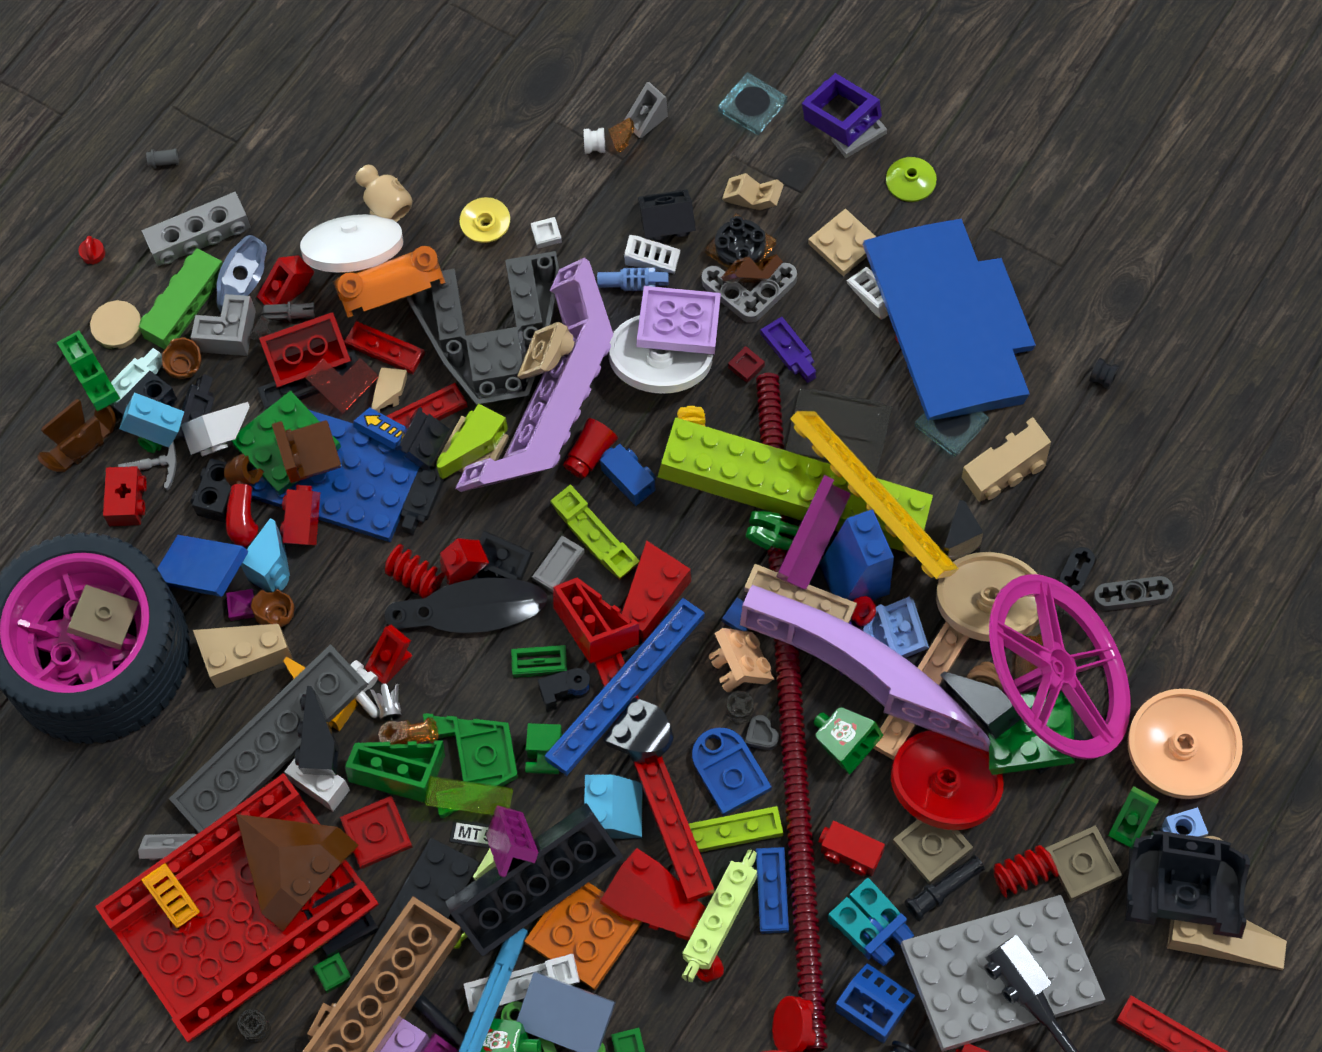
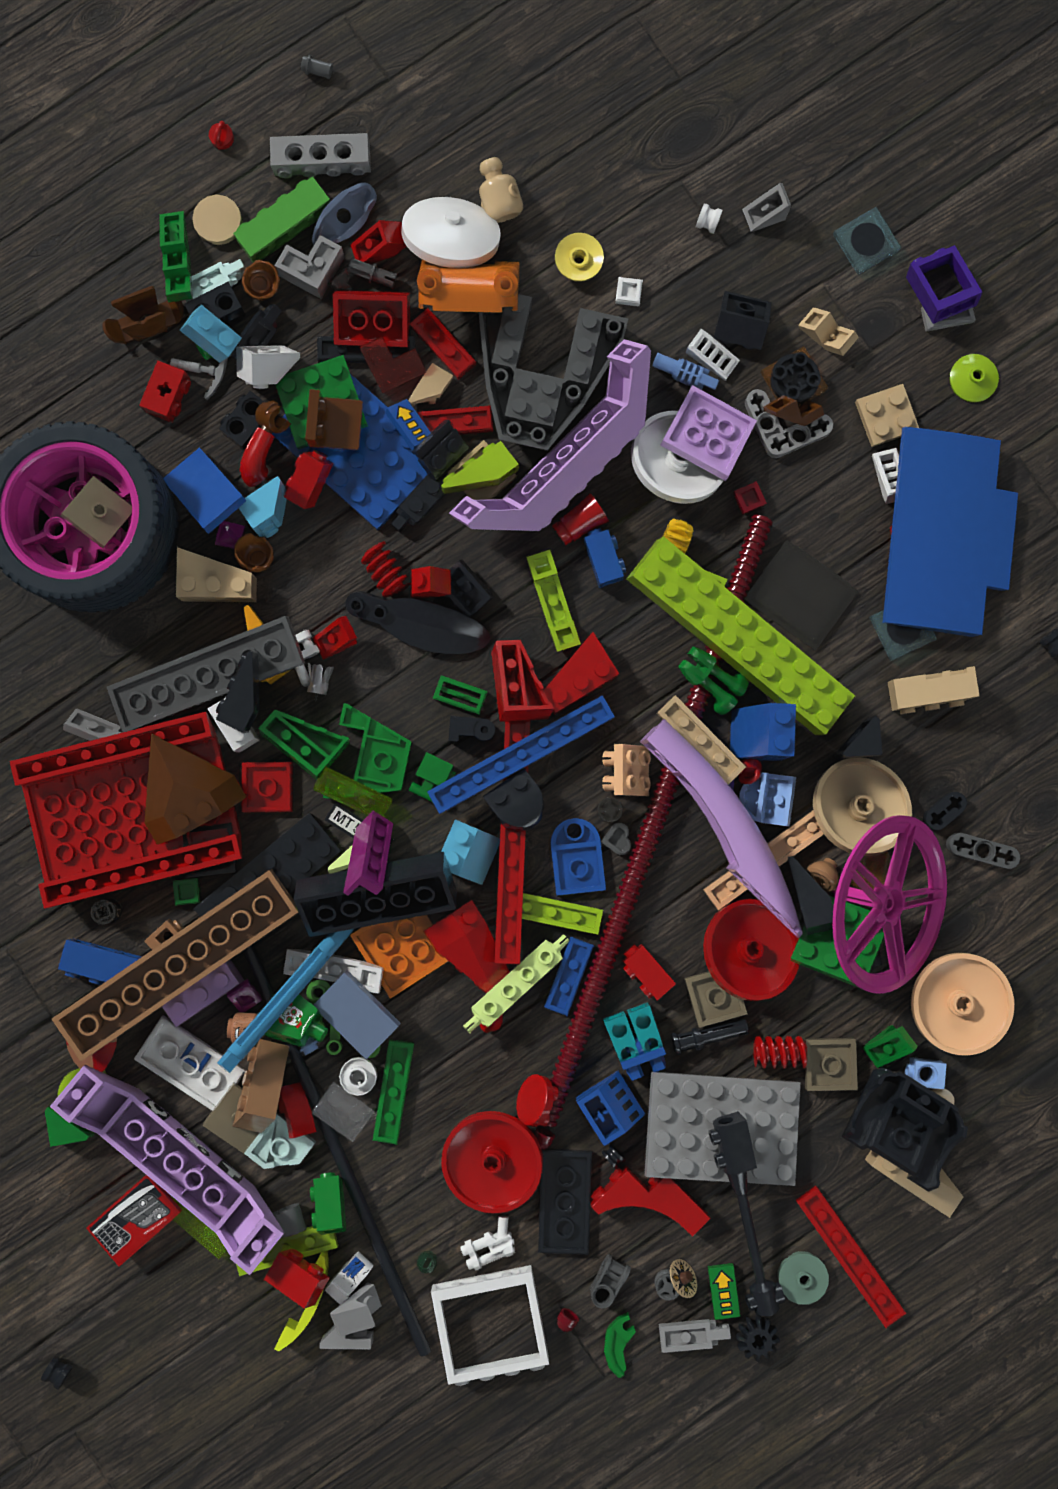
camera: 15 degrees right, 20 degrees up
(180, 910) = (79, 793): light orange slope -> none
(405, 731) = (323, 717): clear orange connector -> none
(546, 350) = (577, 419): tan slope -> none
(558, 563) = (511, 614): light grey tile -> none
(622, 133) = (736, 221): clear orange tile -> none
(733, 616) = (642, 726): blue tile -> none
(789, 348) = (794, 498): dark purple hinge -> none
(813, 534) = (736, 693): magenta panel -> none
(847, 737) = (685, 876): torso -> none
(864, 484) = (804, 682): yellow plate -> none

